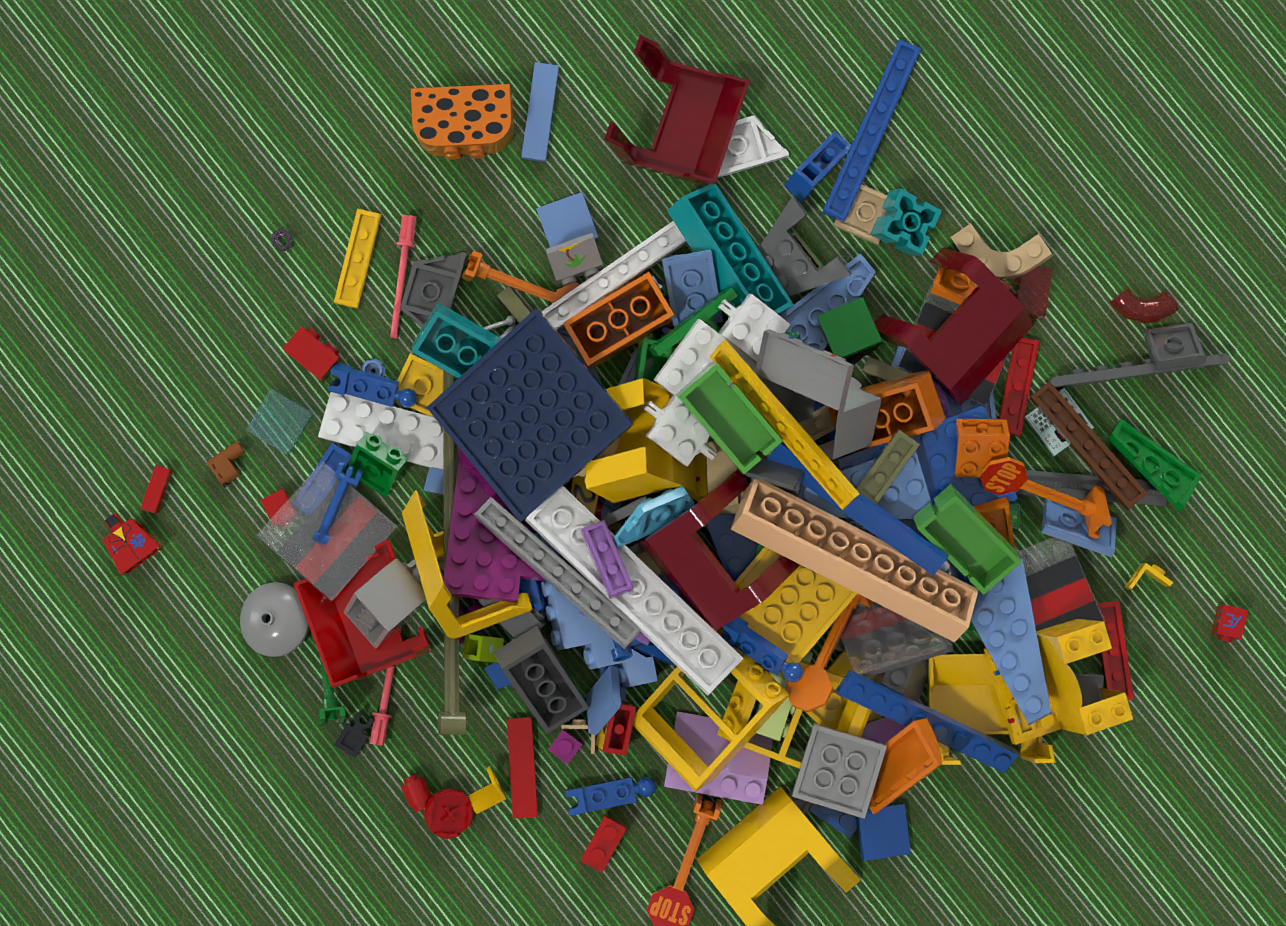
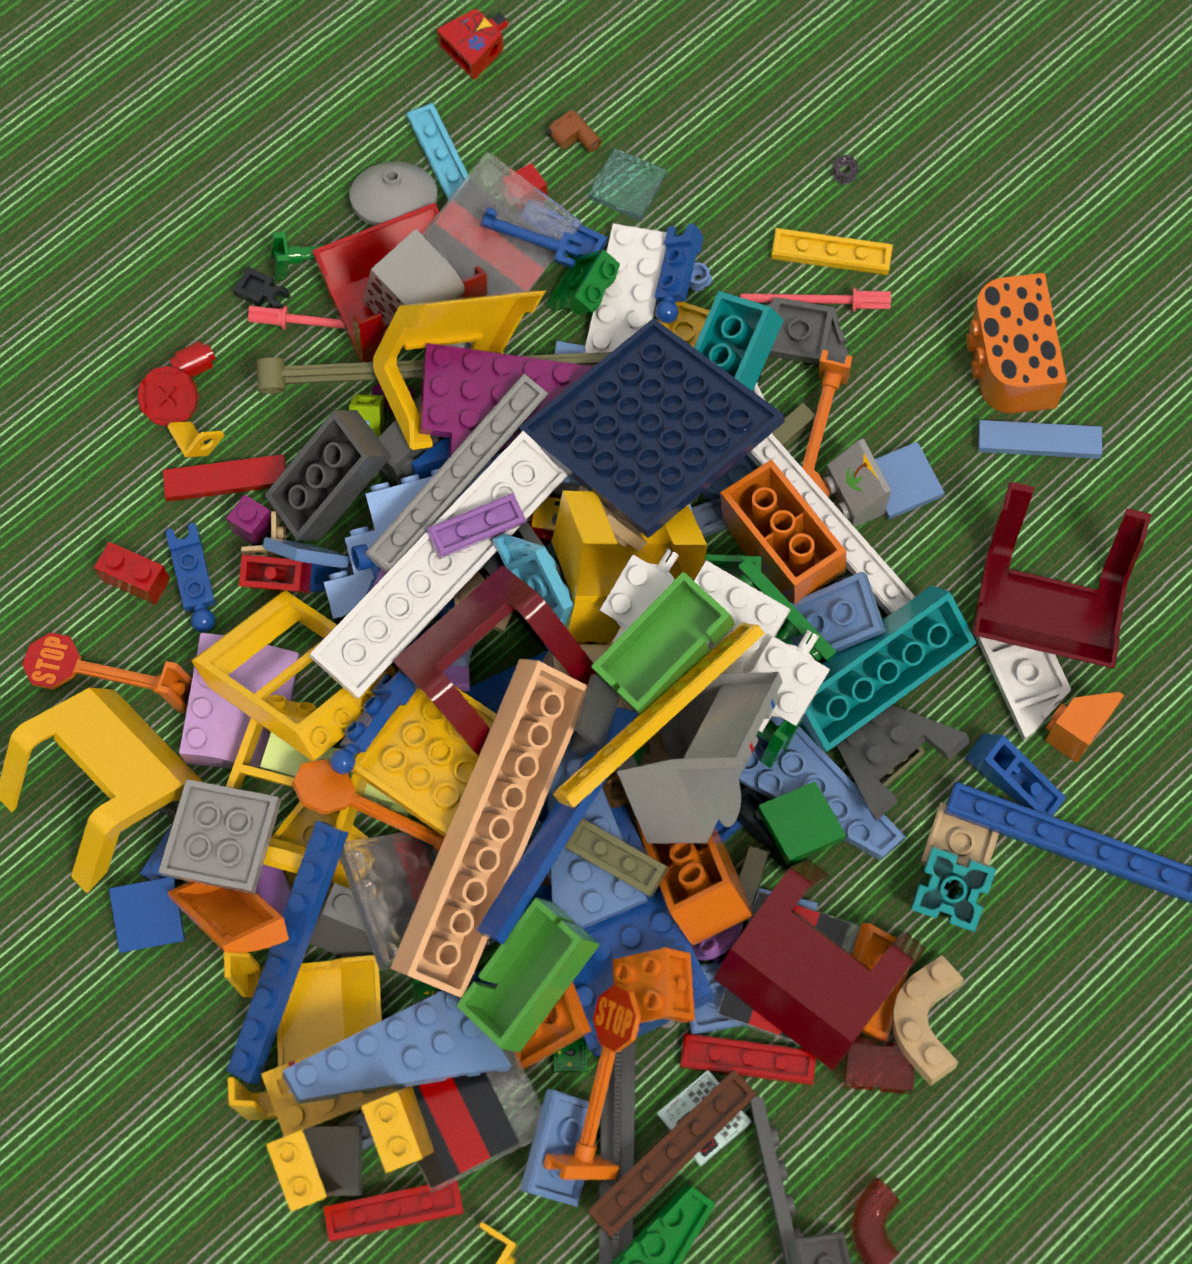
camera: 90 degrees right, 15 degrees down
(156, 489) = (538, 64): red piece -> none
(236, 577) = (438, 148): none -> medium azure tile
(312, 353) = (712, 207): red brick -> none
(786, 110) = (1078, 724): none -> orange slope

